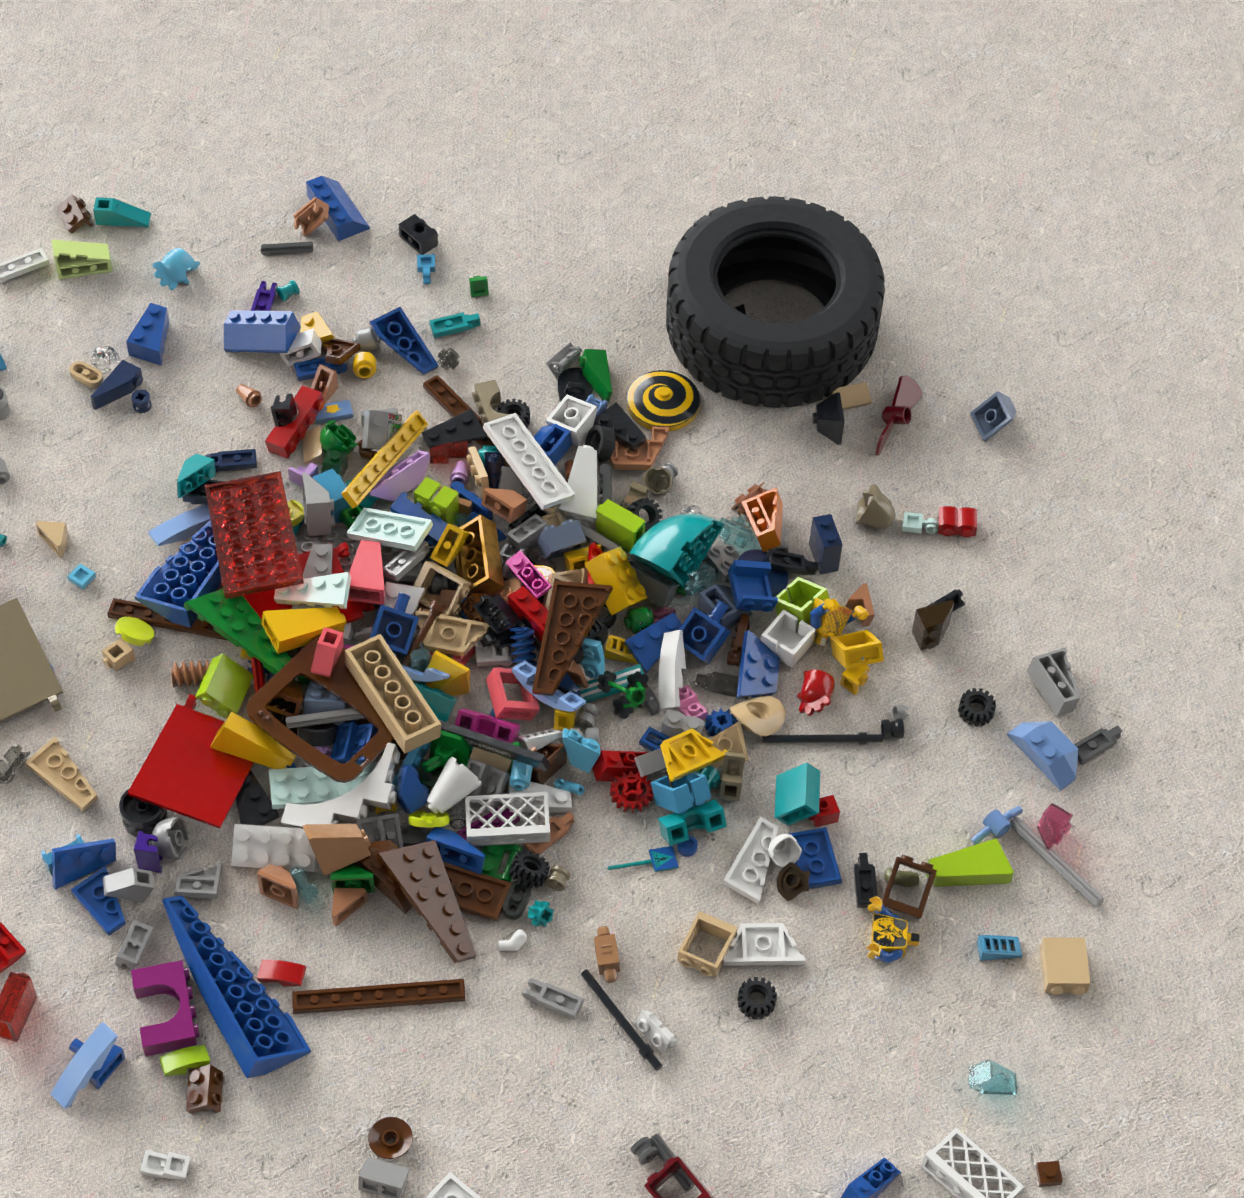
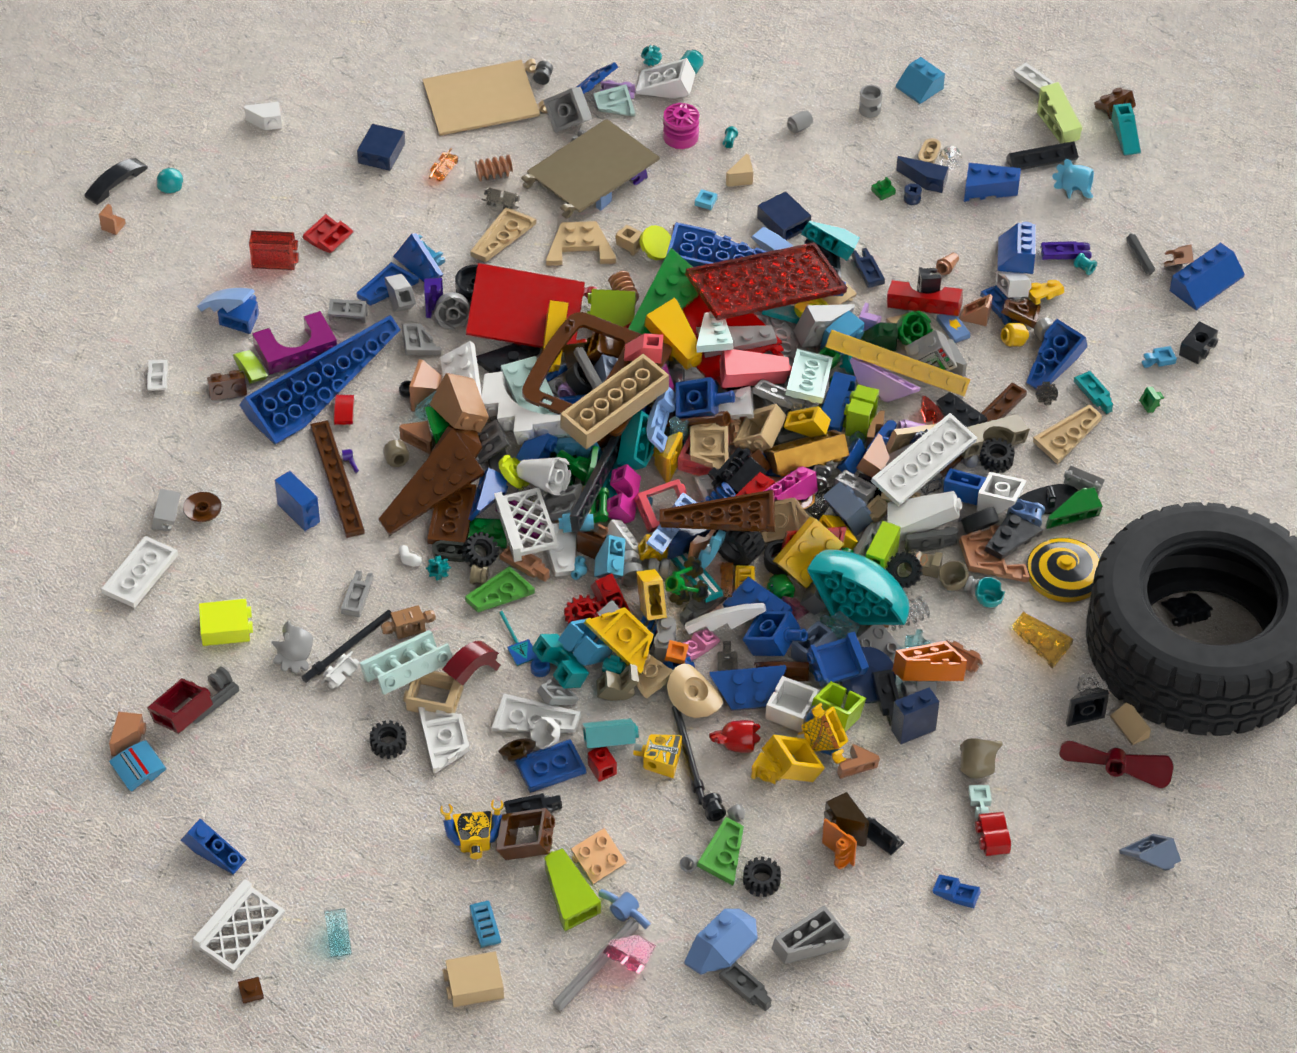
camera: 80 degrees right, 5 degrees down
(93, 701) = (580, 237): none -> tan wing
(122, 424) = (883, 189): none -> green tile
(127, 288) = (1043, 156): none -> black hinge
(133, 513) = (783, 215): none -> dark blue brick
(269, 905) = (404, 389): none -> black plate
(351, 978) = (348, 455): none -> dark purple hand
(365, 929) = (396, 453): none -> dark tan head
(416, 1033) = (297, 500): none -> blue brick
(500, 357) = (1066, 434): none -> tan wing
(565, 1135) = (225, 622): none -> neon yellow brick
(580, 860) = (499, 590): none -> bright green wing
(623, 657) = (726, 571): none -> clear orange hinge
(623, 1069) = (294, 650): none -> light grey piece
(637, 721) = (651, 594): none -> yellow brick
(649, 959) = (406, 662): none -> light aqua fence
(684, 460) = (989, 592): none -> teal hair
(690, 894) = (469, 659): none -> dark red arch
(714, 715) = (676, 652): none -> orange plate
(734, 834) = (554, 694): none -> light grey wing
(740, 434) = (1044, 638): none -> clear yellow wing
(804, 410) = (1091, 681): none -> clear bracket
(824, 756) = (660, 753): none -> yellow torso
(932, 836) = (598, 855): none -> light nougat hinge
(943, 733) = (723, 851): none -> bright green wing
(952, 762) = (685, 862): none -> light grey hinge
(962, 633) = (839, 842): none -> orange hinge
(1012, 564) = (953, 891): none -> blue slope

